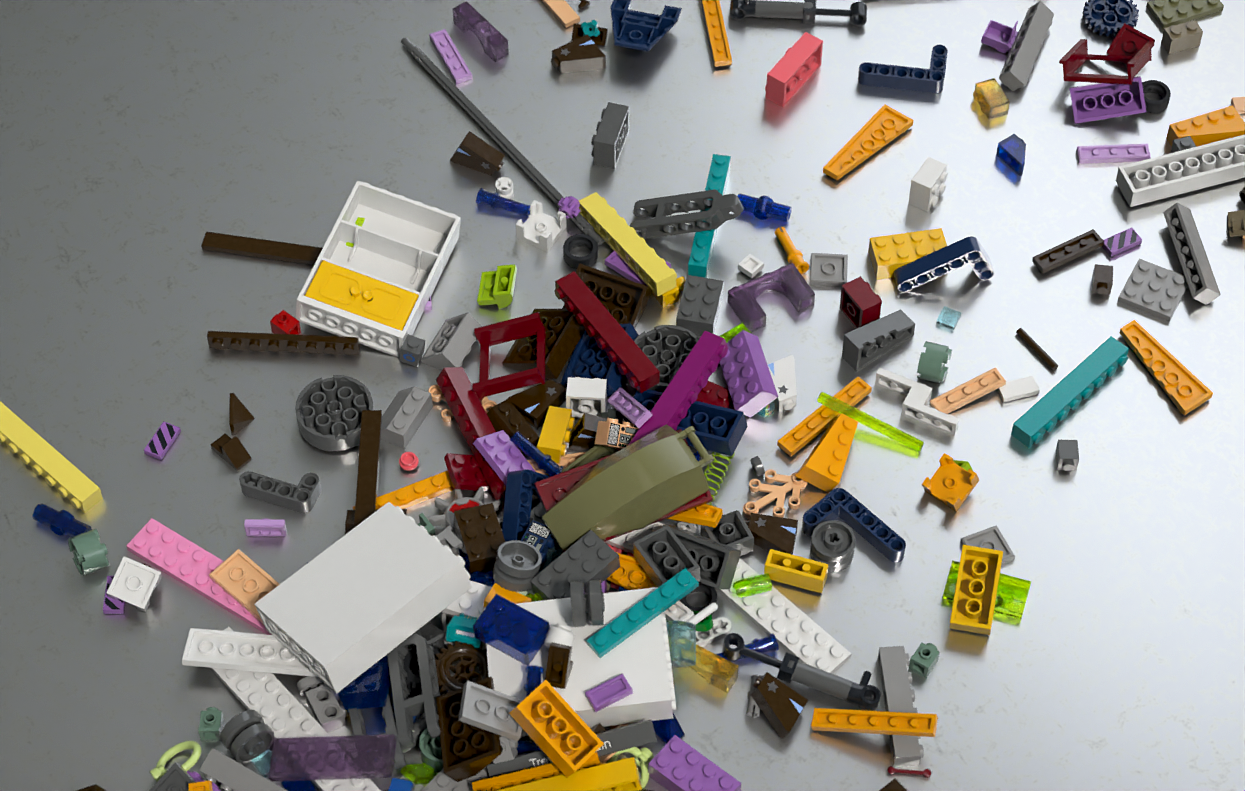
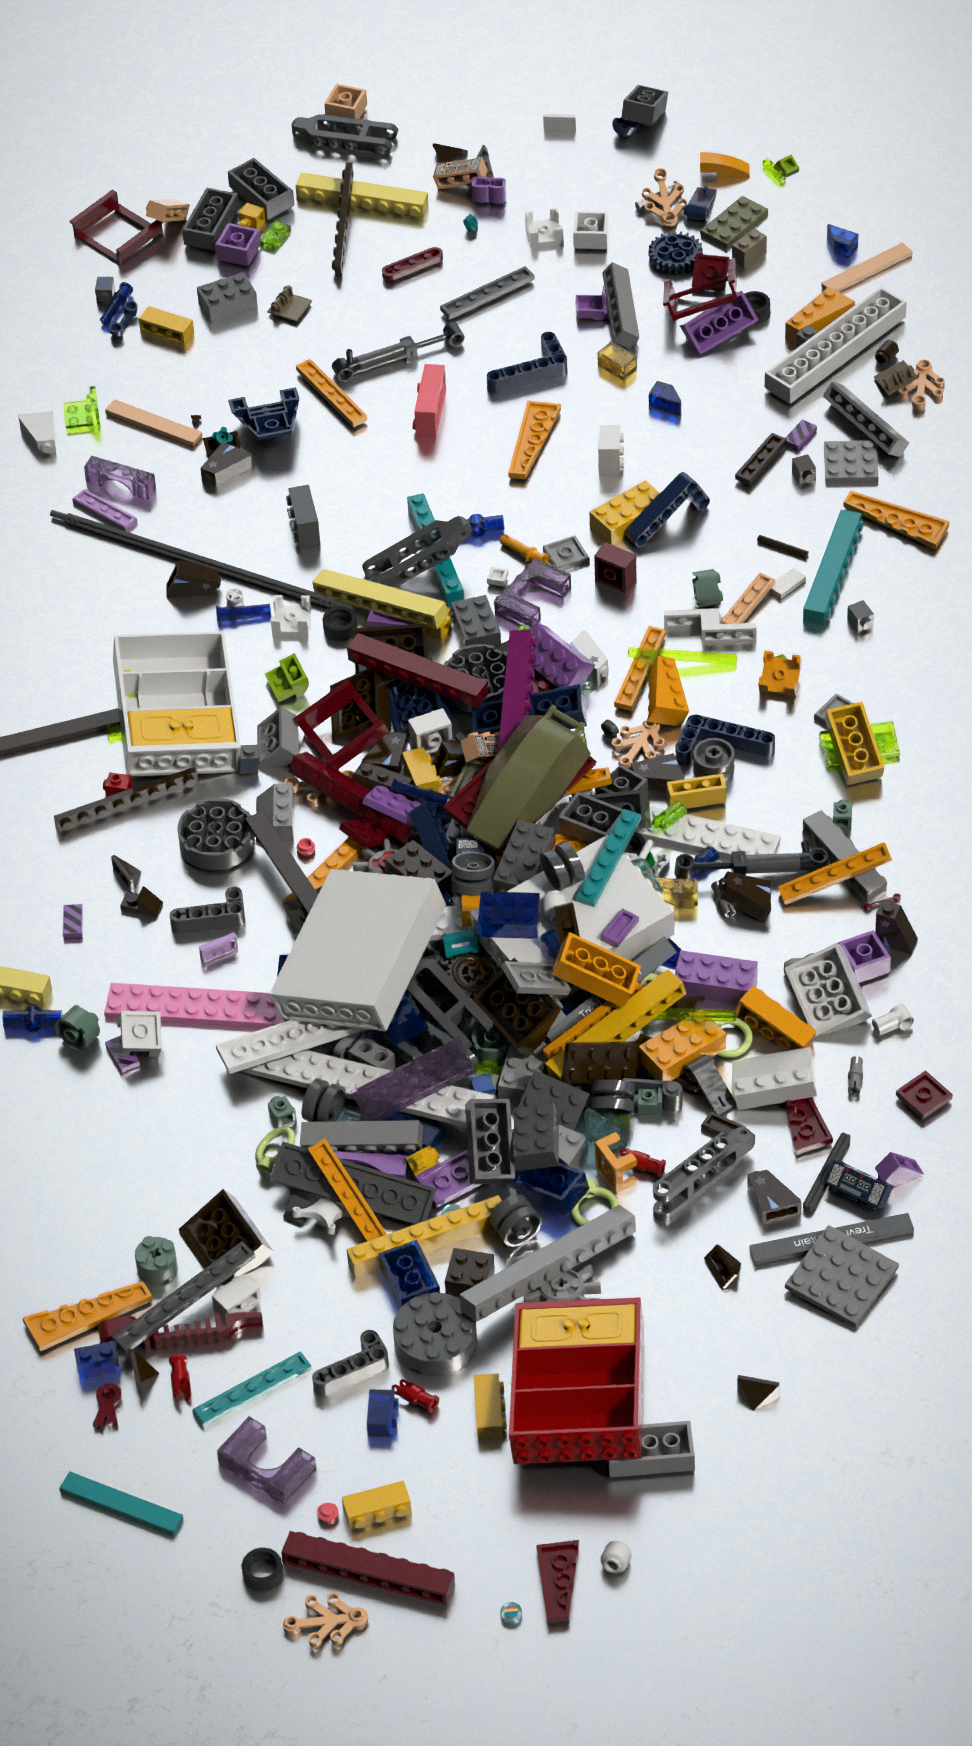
camera: 25 degrees left, 5 degrees down
(243, 581) = (238, 995): light nougat tile -> none
(569, 206) = (308, 587): medium lavender gear -> none
(629, 407) = (477, 722): lavender tile -> none
(876, 339) = (645, 590): dark grey wedge -> none
(949, 317) = (693, 551): clear light blue tile -> none
(1113, 153) = (748, 366): lavender tile -> none

